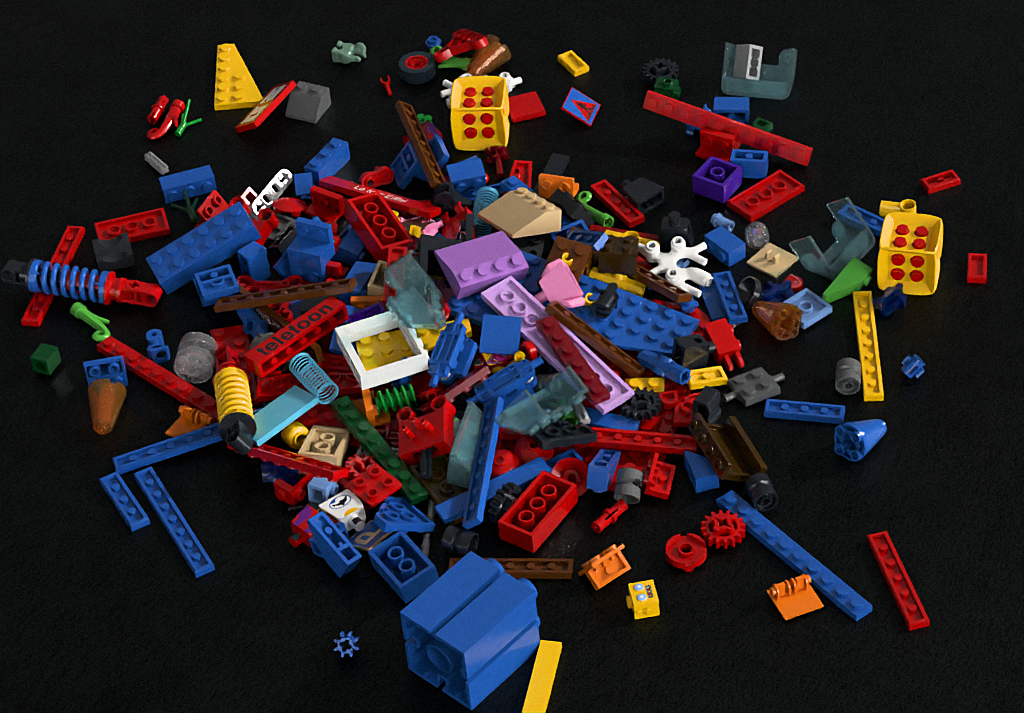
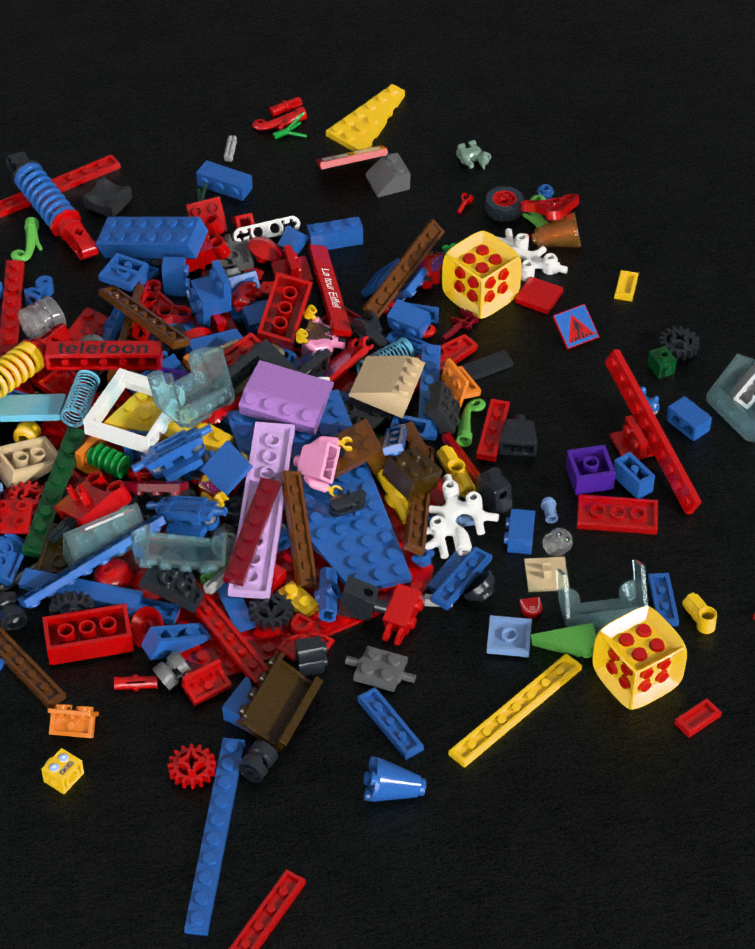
camera: 40 degrees right, 5 degrees up
(138, 226) = (151, 188): red tile -> none
(380, 176) = (352, 273): red piece -> none
(529, 349) = (235, 496): red tile -> none
(689, 560) = (145, 771): red plate -> none
(707, 377) = (353, 630): yellow plate -> none
(762, 124) = (697, 451): dark green tile -> none
(777, 292) = (501, 604): clear blue hips -> none
(778, 318) = (469, 628): clear orange cone -> none
(794, 597) = (165, 871): orange hinge -> none
(848, 376) = (454, 723): dark grey wheel -> none
(891, 300) = (584, 686): clear blue hips -> none
(912, 366) = (518, 758): blue gear -> none

